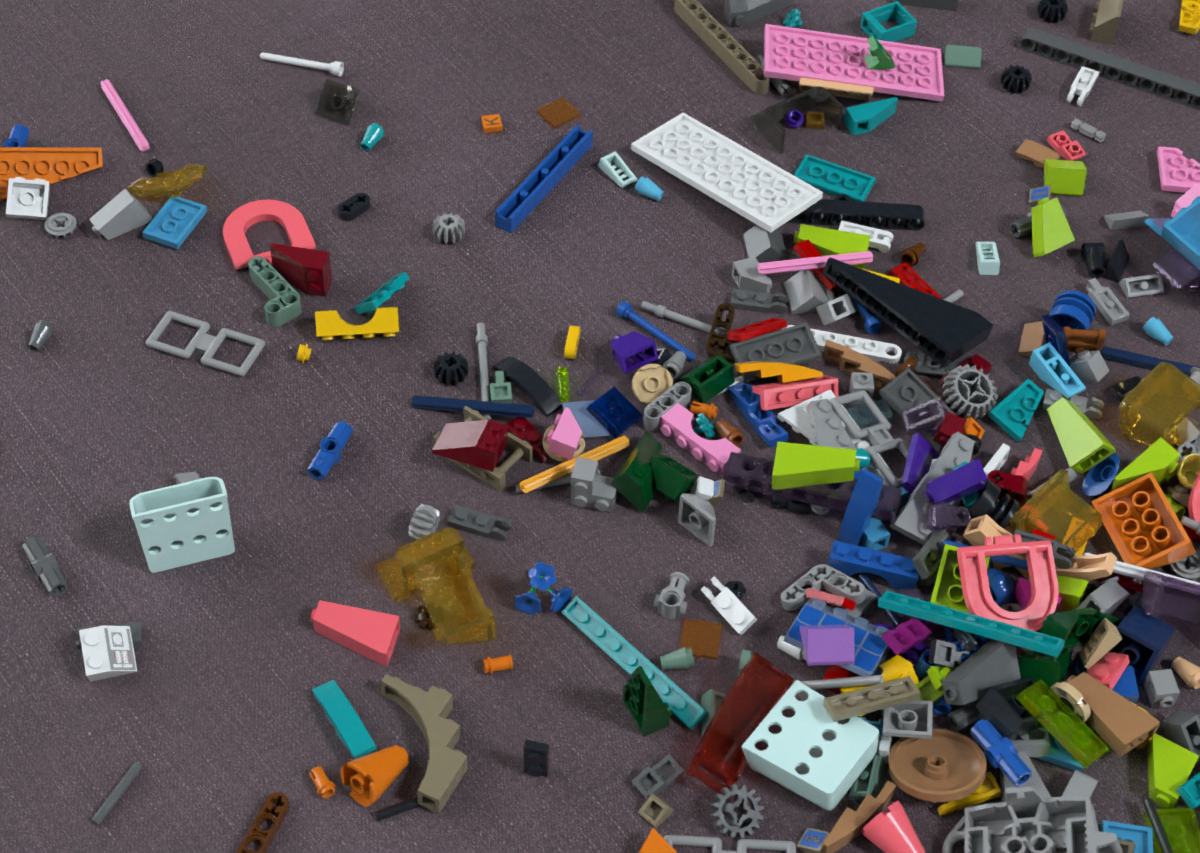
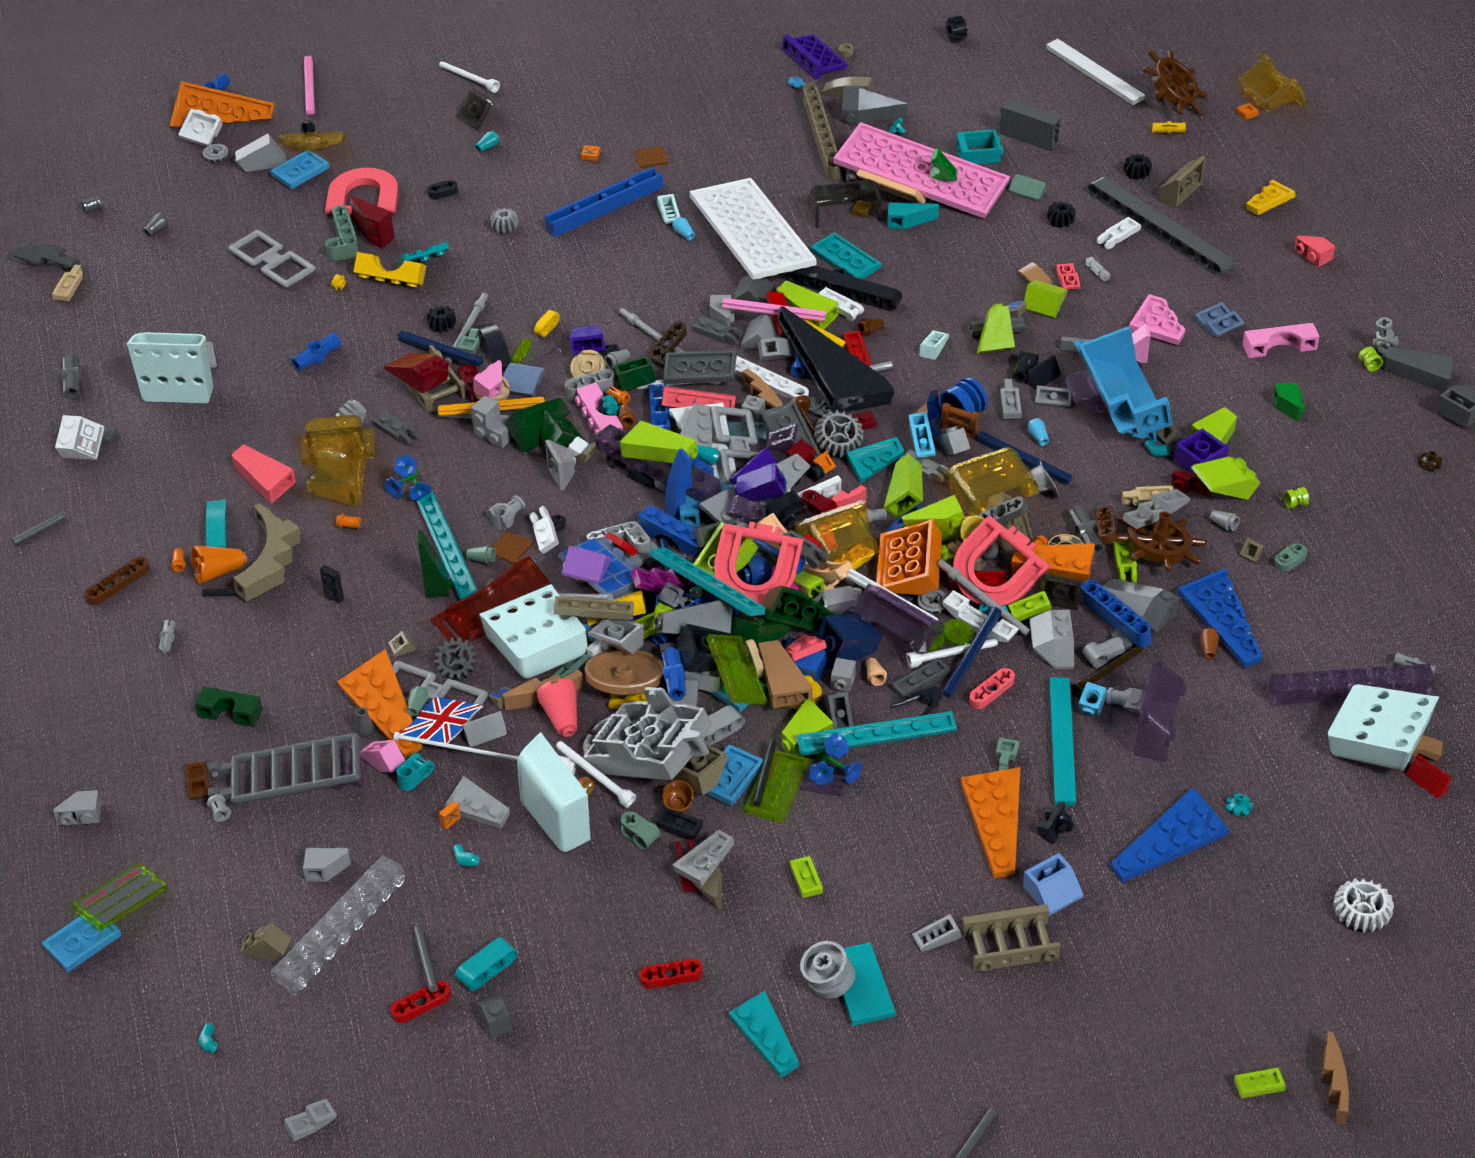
camera: 25 degrees right, 5 degrees down
(614, 412) = (544, 378): clear blue tile -> none
(626, 311) = (604, 312): blue piece -> none
(658, 777) = (416, 626): dark grey slope -> none
(756, 329) = (679, 347): red tile -> none
(784, 371) = (695, 381): light orange slope -> none
(794, 114) = (843, 200): dark purple plate -> none
(1100, 642) = (809, 621): tan slope -> none

